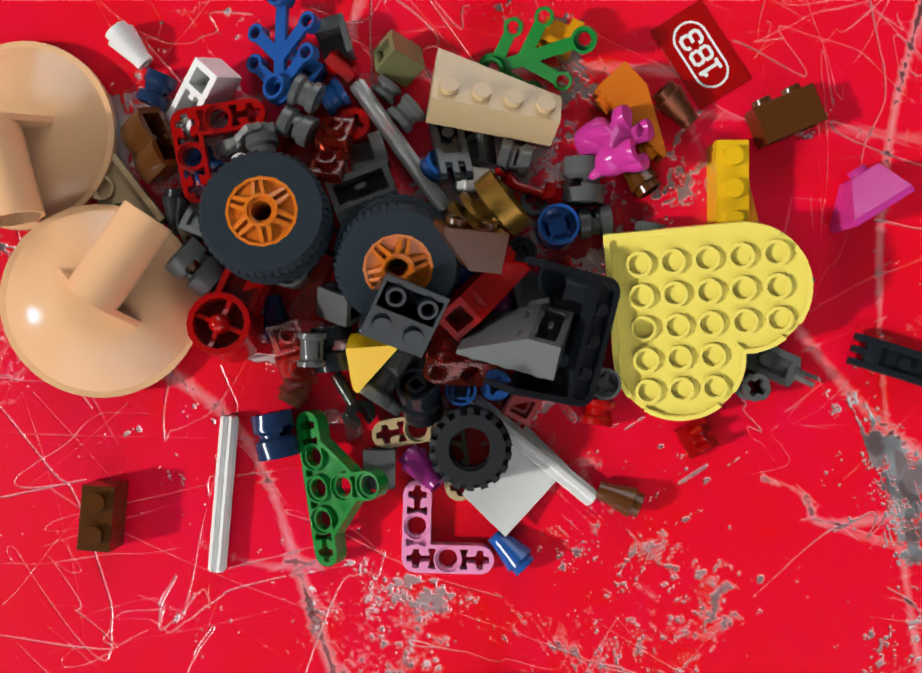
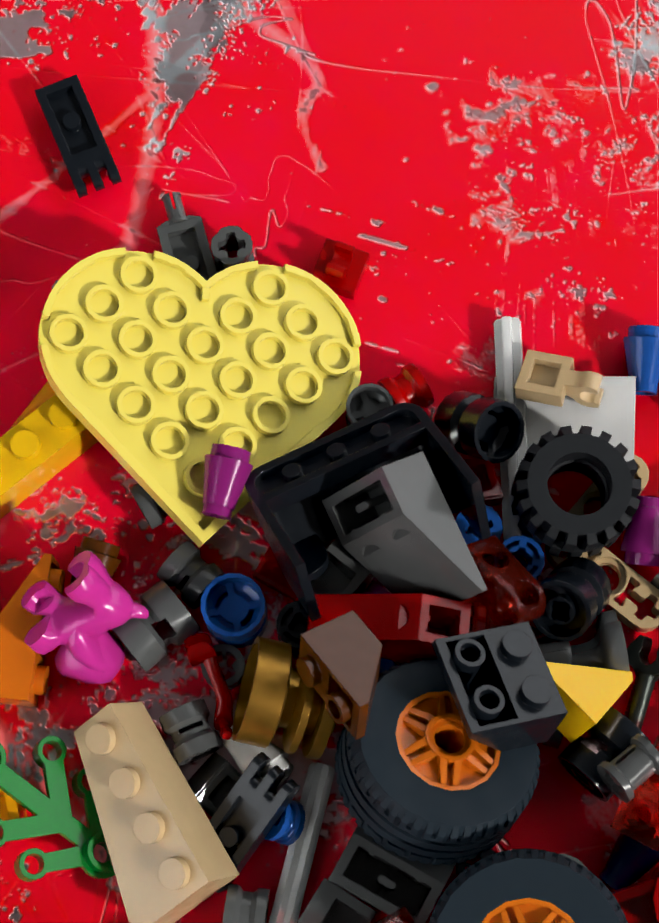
camera: 125 degrees left, 15 degrees down
(306, 301) = (577, 834): clear red slope -> none
(334, 307) = (556, 793): dark grey panel -> none
(541, 491) = (551, 377): none -> tan plate
(546, 430) = (480, 425): none -> black wheel
(622, 498) = (478, 290): reddish brown cone -> none
(626, 271) = (224, 479): none -> magenta cone

